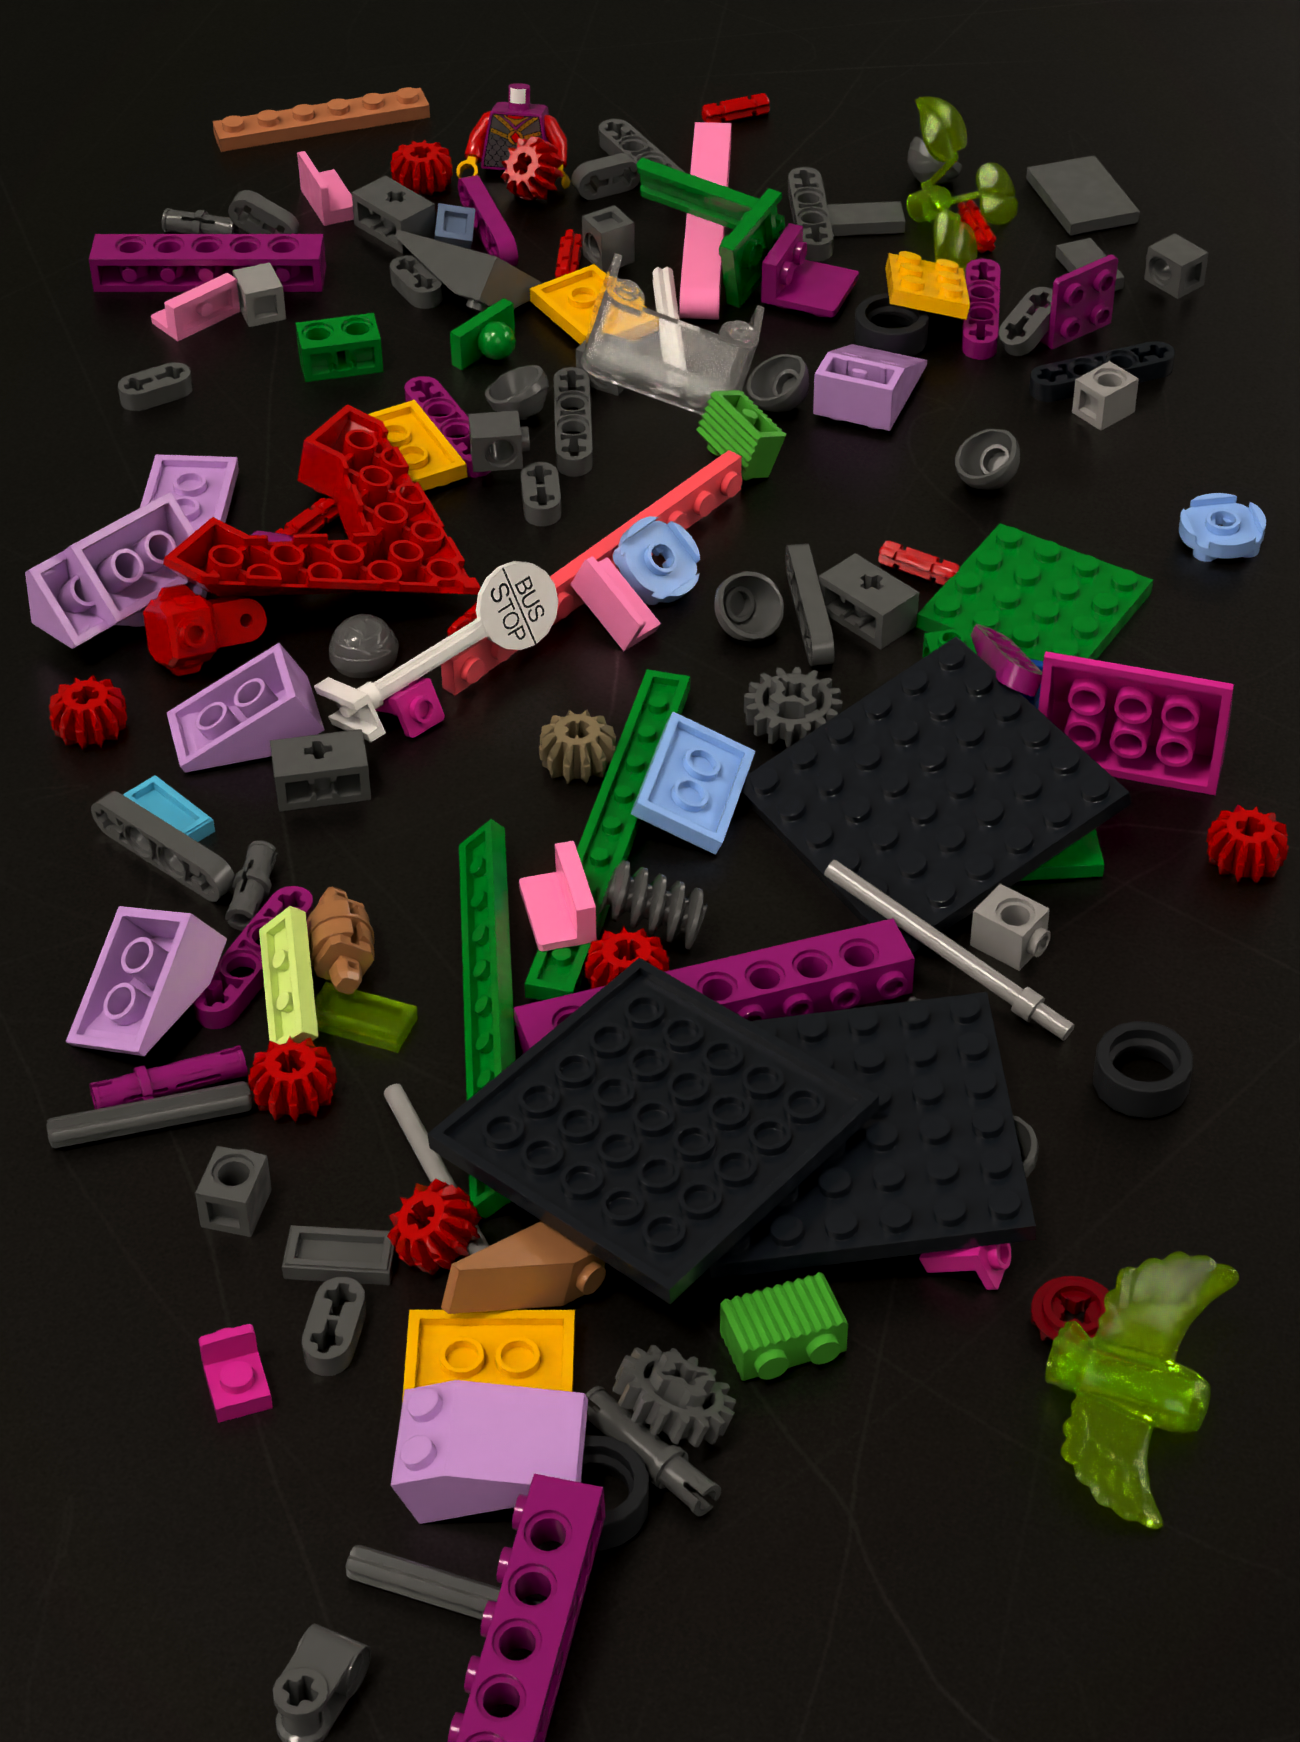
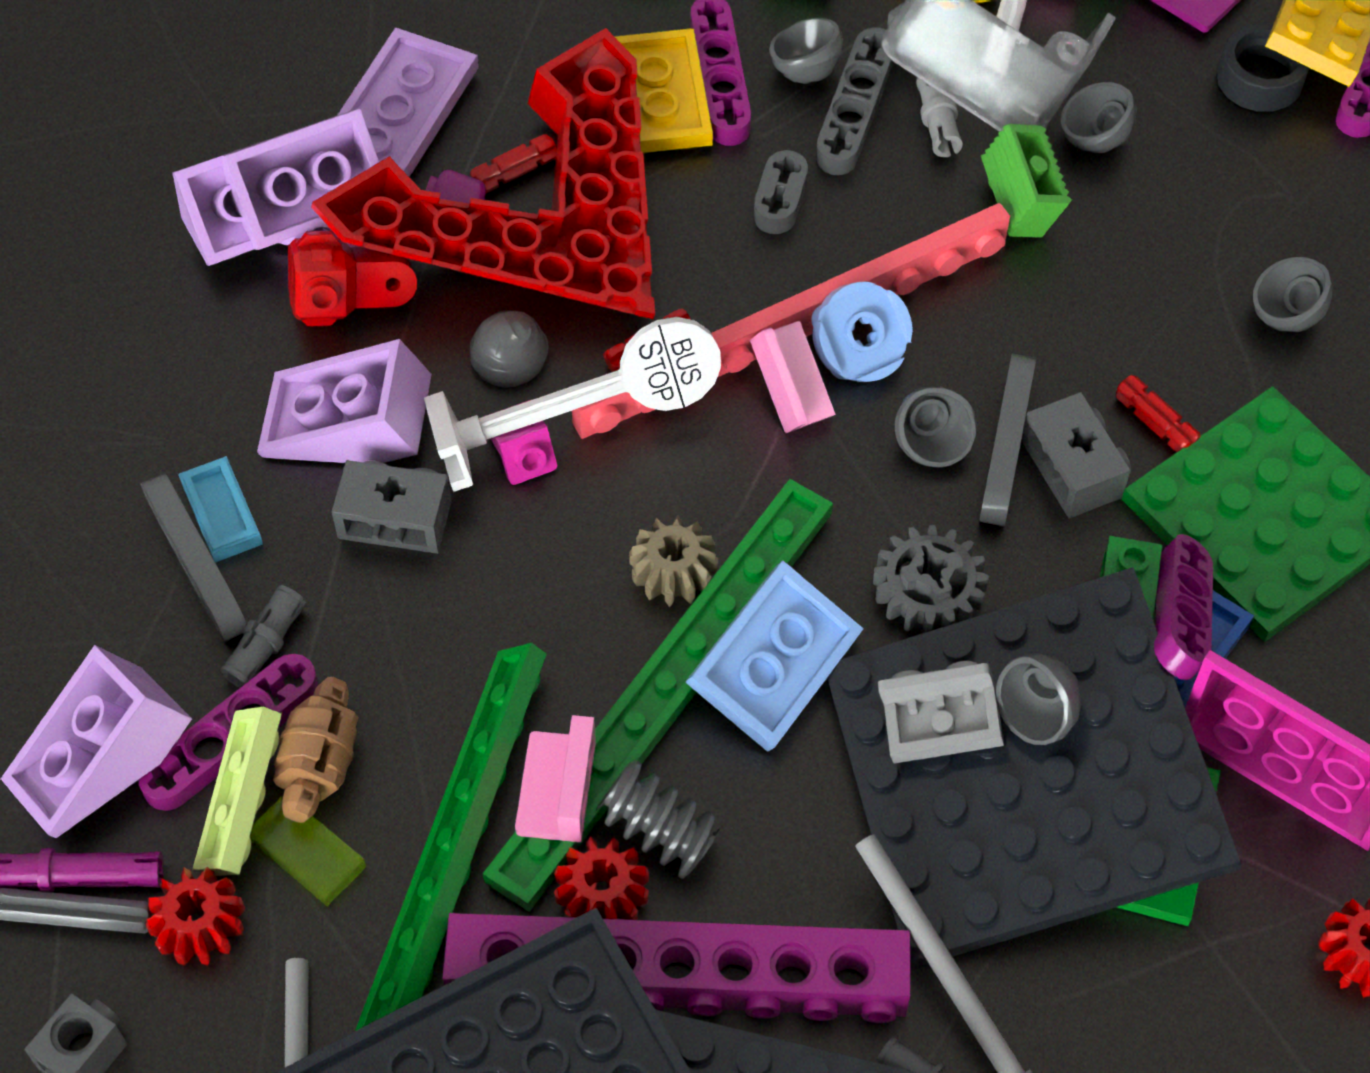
camera: 20 degrees right, 15 degrees up
(88, 712) = (190, 353): red gear -> none
(497, 441) = (751, 117): dark grey brick -> none
(647, 414) = (940, 116): none -> light grey pin
(850, 765) = (941, 711): none -> light grey bracket
(865, 385) = (1200, 142): lavender slope -> none
(925, 729) = (1038, 698): none -> dark grey piece
(1010, 927) = (1045, 952): light grey brick -> none

